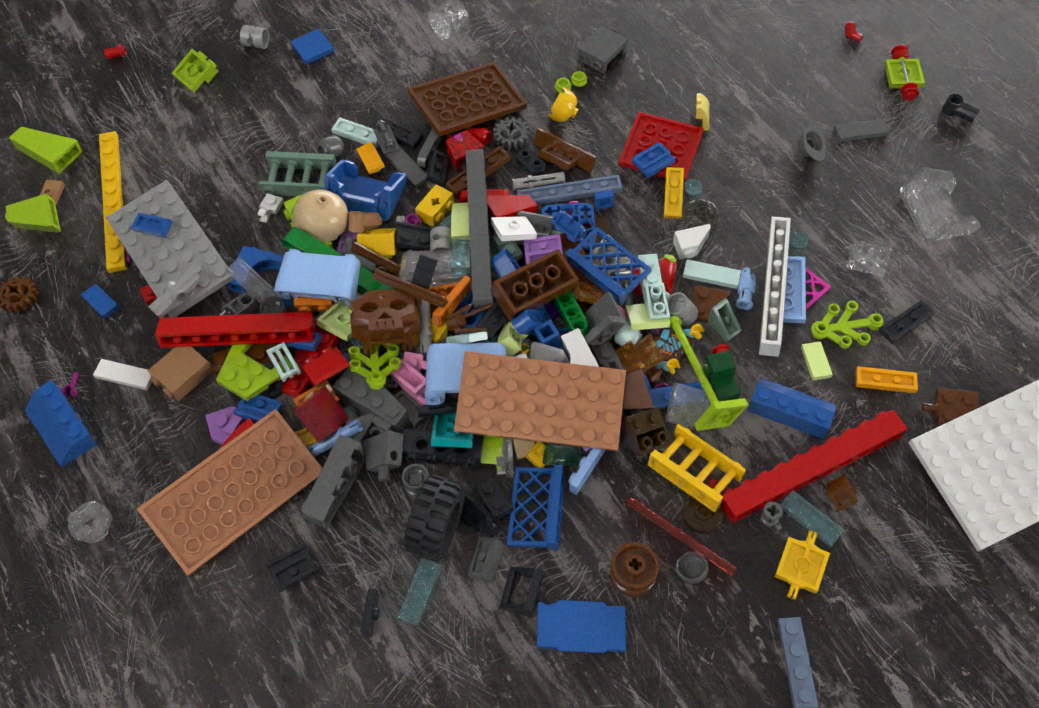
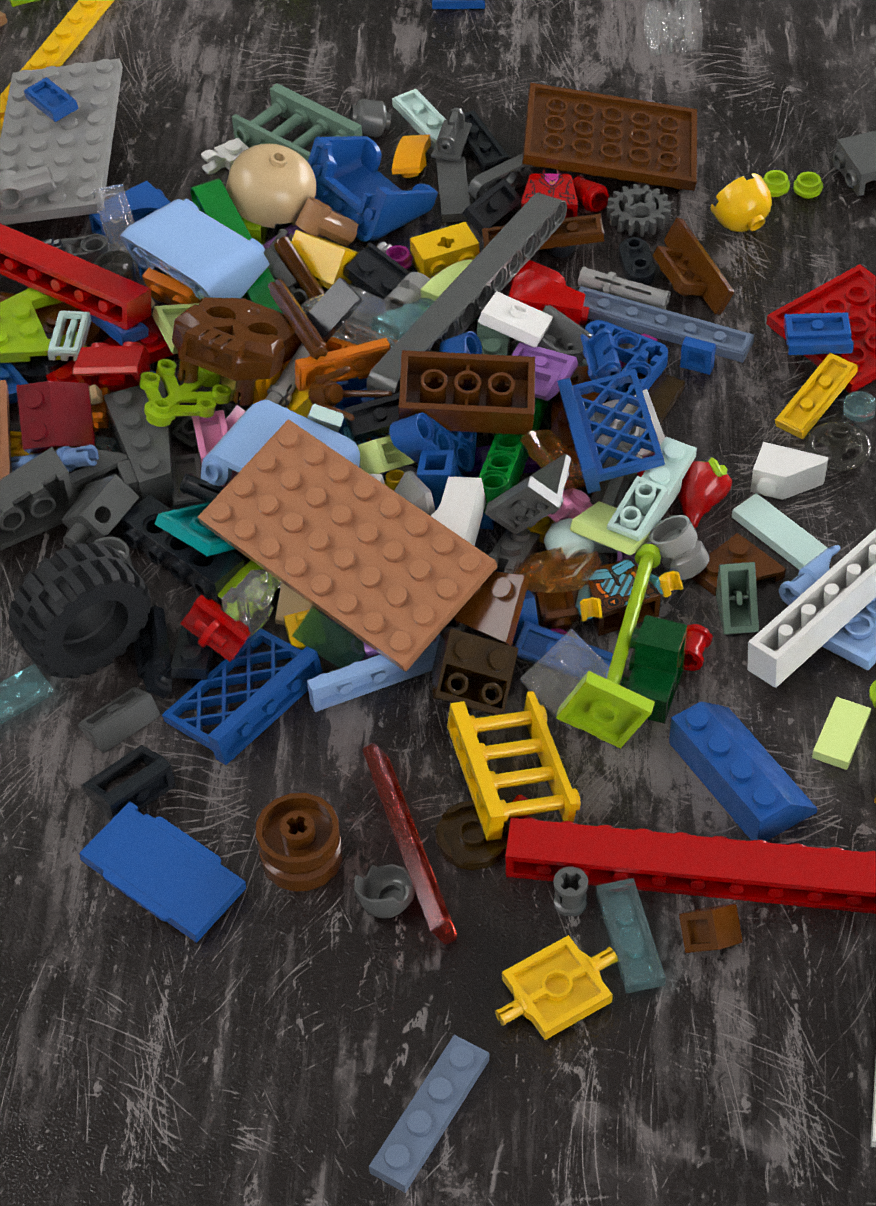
camera: 35 degrees right, 10 degrees down
(503, 483) = (216, 628): none -> red hips

